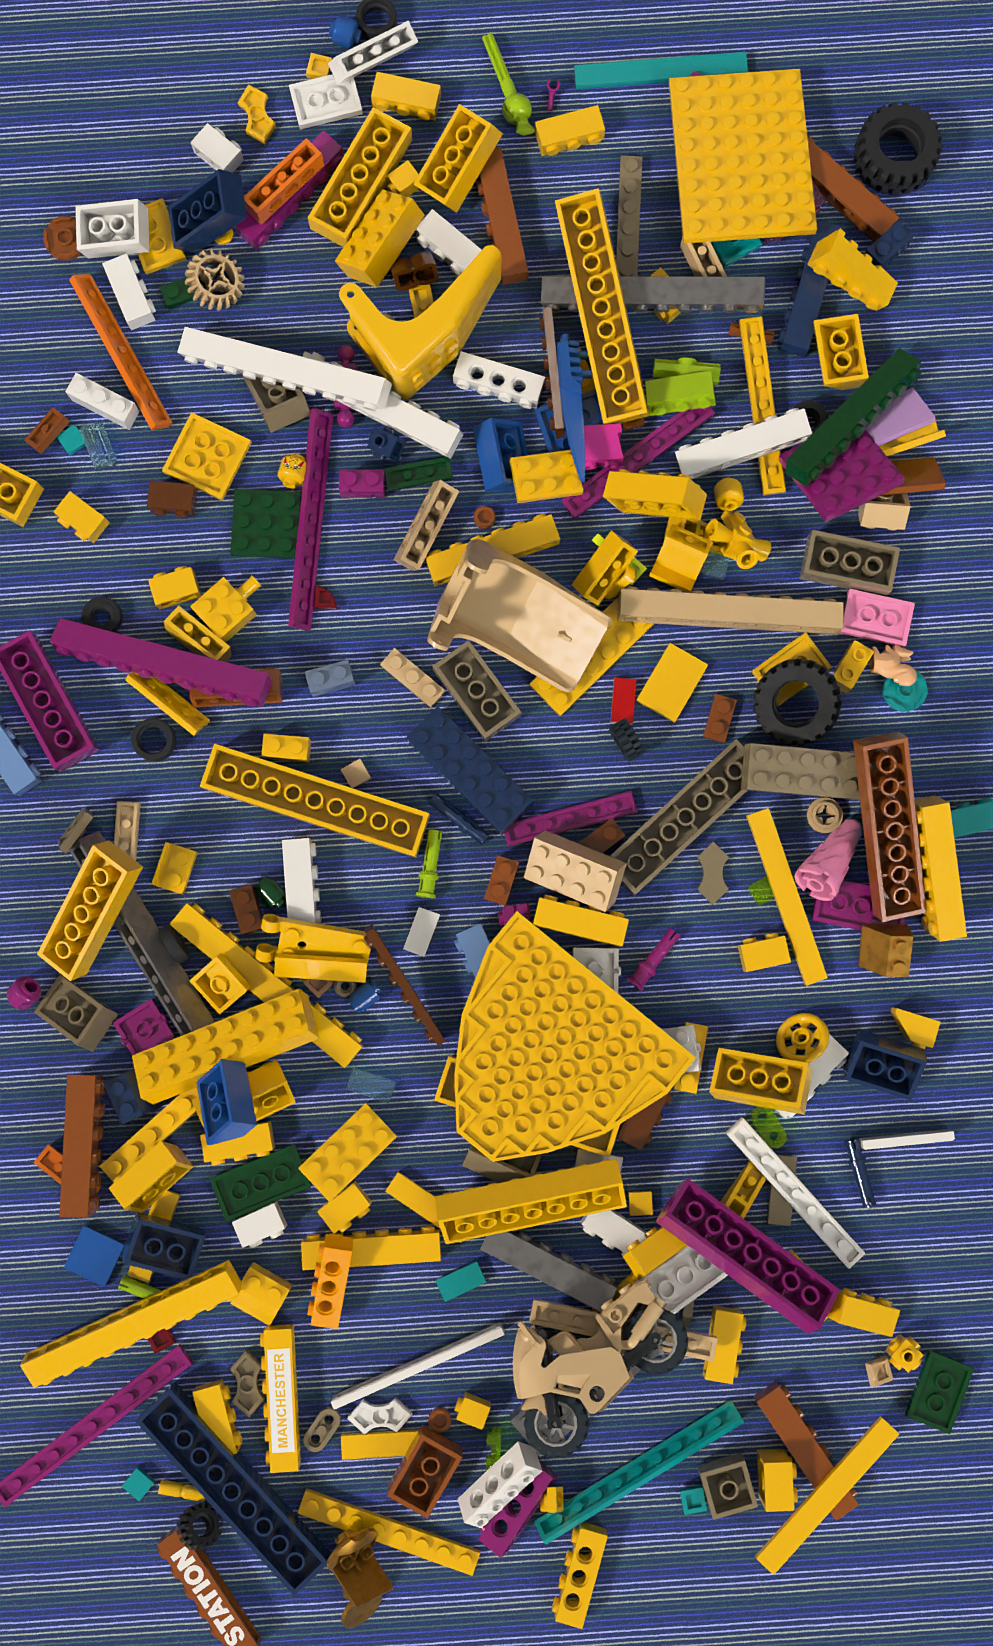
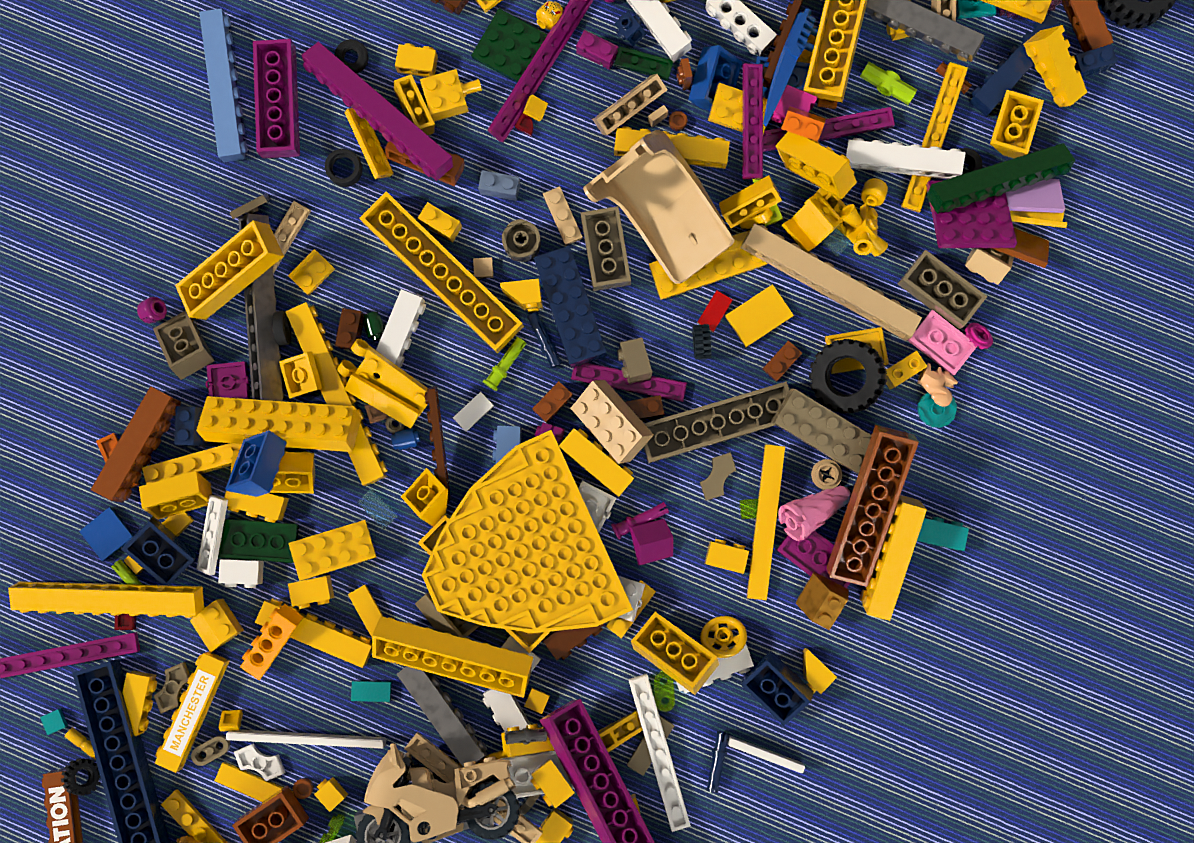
camera: 30 degrees right, 0 degrees up
(209, 1200) = (212, 534): none -> white tile
(327, 576) = (535, 107): none -> yellow tile
(327, 1386) = (230, 720): none -> yellow tile
(384, 713) = (511, 240): none -> dark tan brick
(415, 781) = (524, 293): none -> yellow slope
(420, 1047) = (427, 497): none -> yellow slope
(461, 523) = (657, 116): none -> tan tile
(468, 466) = (684, 74): none -> dark orange plate
(565, 481) = (752, 121): none -> magenta tile
(566, 794) = (634, 360): none -> dark tan brick
(621, 459) = (803, 123): none -> orange brick
(650, 1245) = (526, 736): none -> dark grey pin
(678, 975) = (652, 541): none -> magenta slope
(680, 393) = (875, 96): lime brick -> none
(702, 1281) = (551, 783): none -> yellow brick
(903, 592) = (975, 330): none -> dark pink gear

